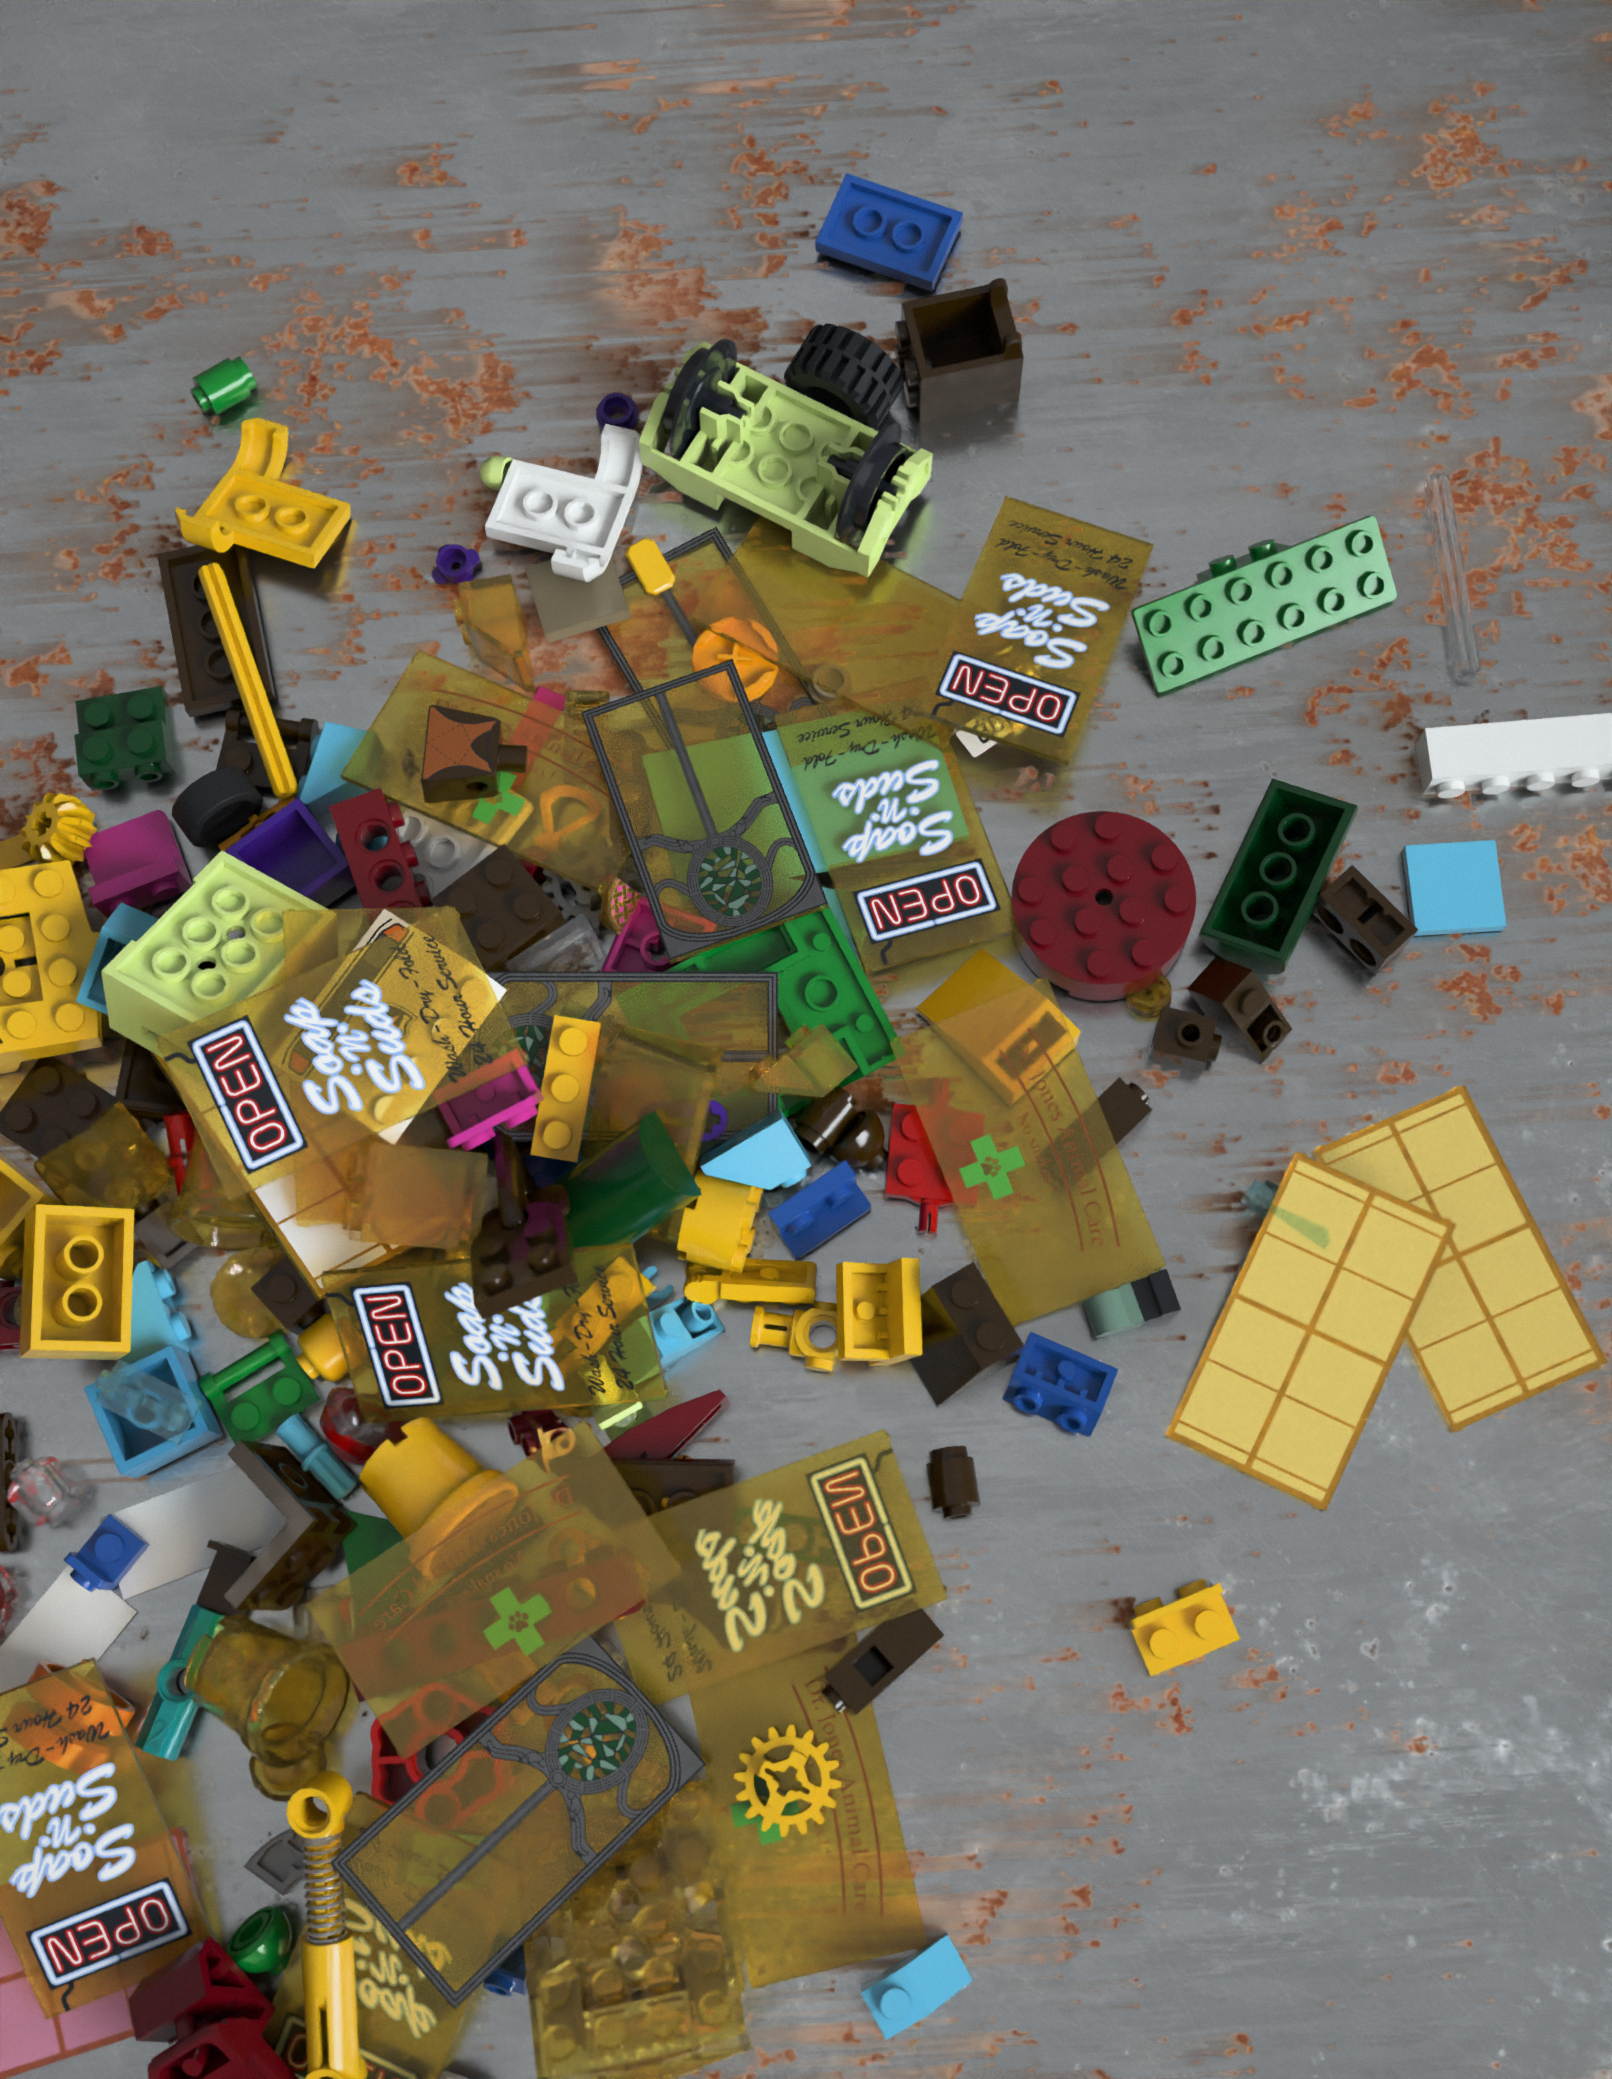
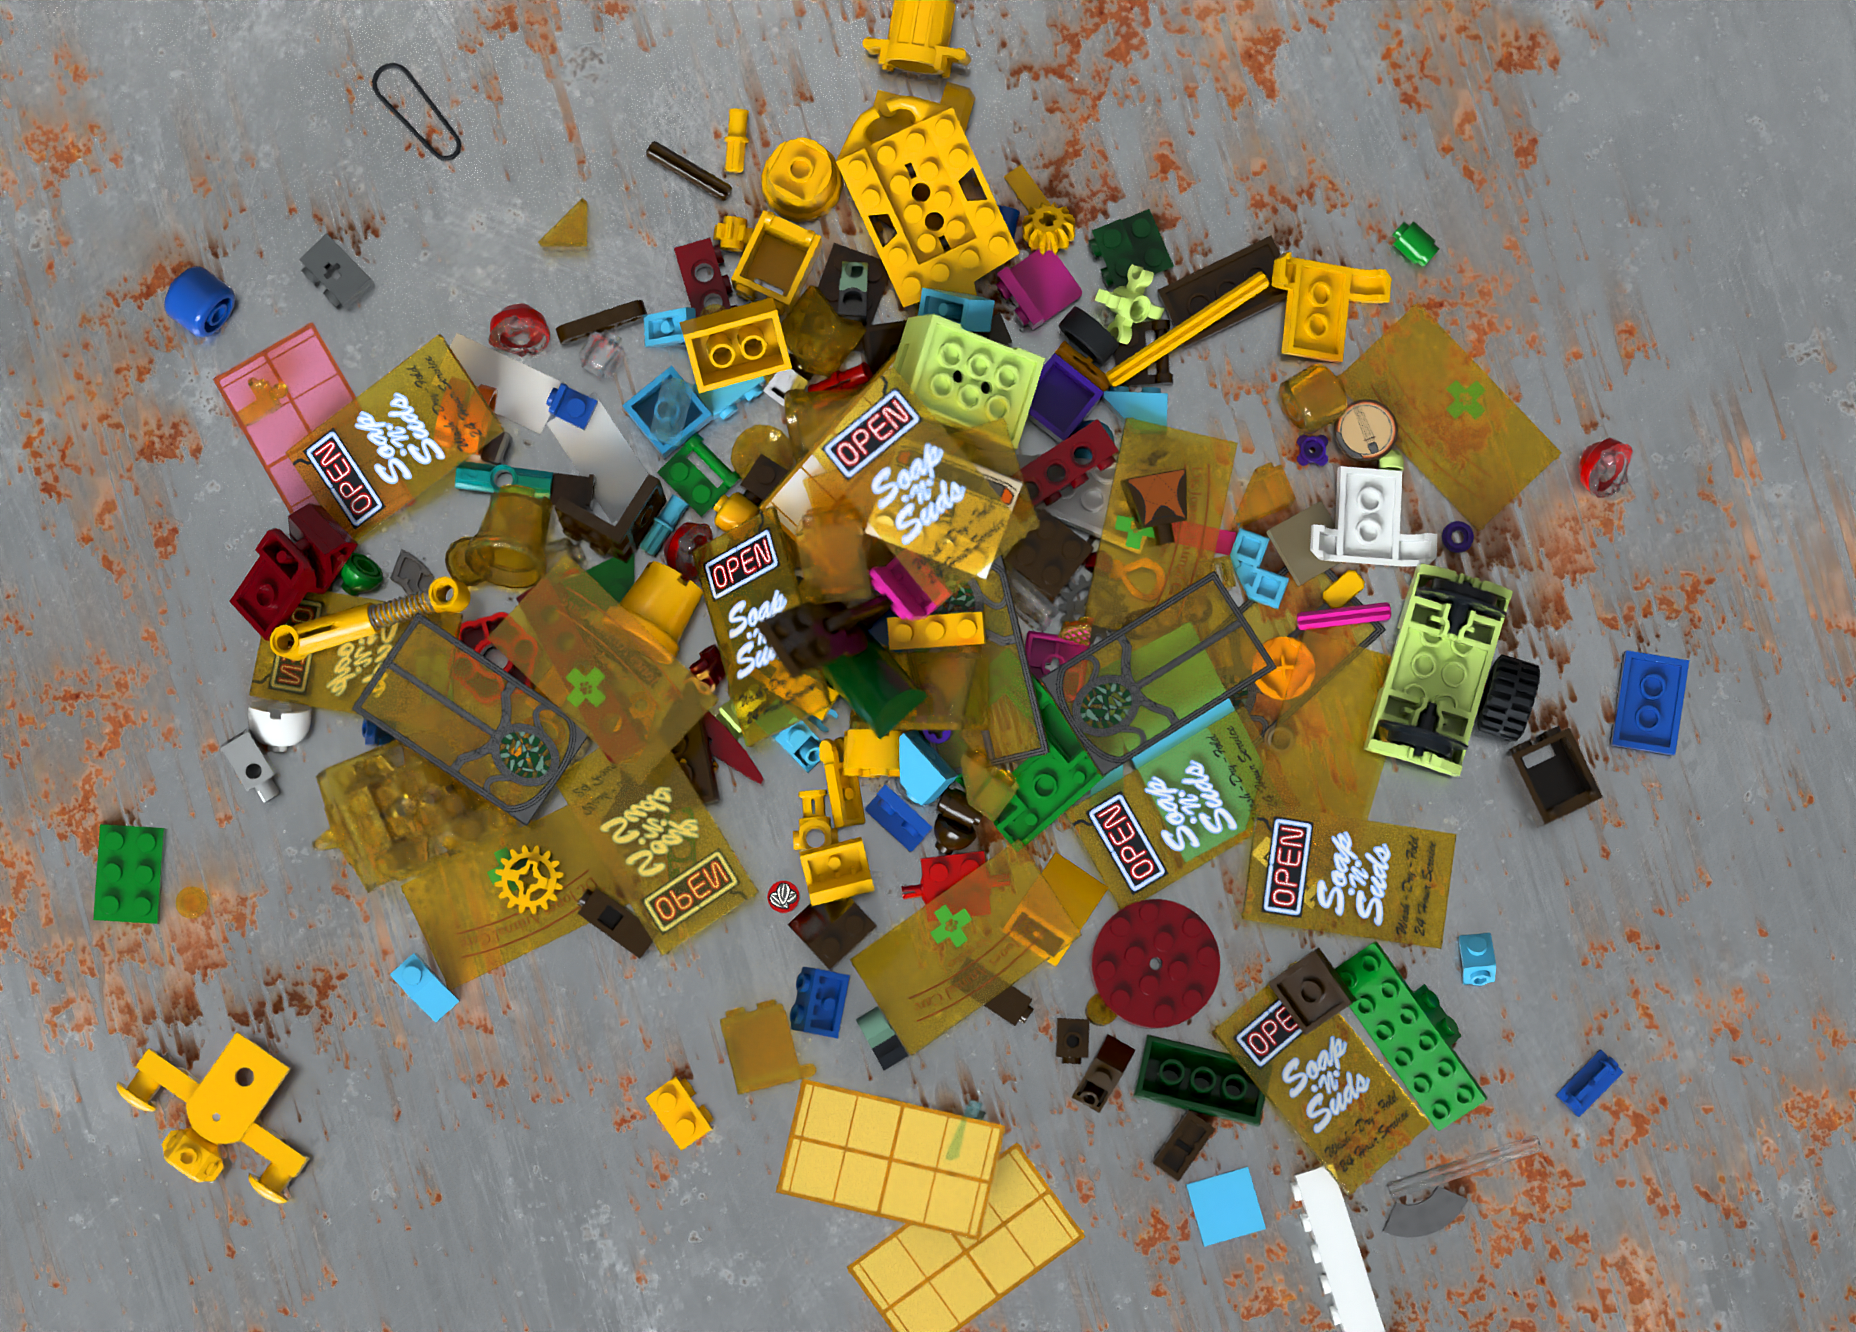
camera: 70 degrees right, 10 degrees up
(37, 1386) = (664, 327): none -> medium azure slope
(59, 1105) = (853, 291): none -> leg
(133, 1681) = (497, 450): none -> flat silver slope
(188, 740) = (1130, 303): none -> yellowish green pin
(386, 544) = (1313, 398): none -> clear yellow head
(447, 491) = (1366, 430): none -> piece
(458, 398) = (1450, 417): none -> clear yellow piece
(571, 222) = (1604, 467): none -> clear hair
(612, 670) = (1257, 583): none -> medium azure tile
(684, 570) = (1343, 616): none -> dark pink axle
(896, 1403) = (783, 896): none -> tile
(952, 1482) = (739, 944): dark brown brick -> none
(1115, 1478) = (761, 1047): none -> clear yellow container
(1176, 499) = (1477, 959): none -> medium azure bracket
(1182, 701) = (1312, 991): none -> dark brown bracket
(1302, 723) = (1324, 1087): none -> clear yellow piece
(1367, 399) = (1590, 1083): none -> blue hinge
(1510, 636) = (1426, 1216): none -> flat silver tile

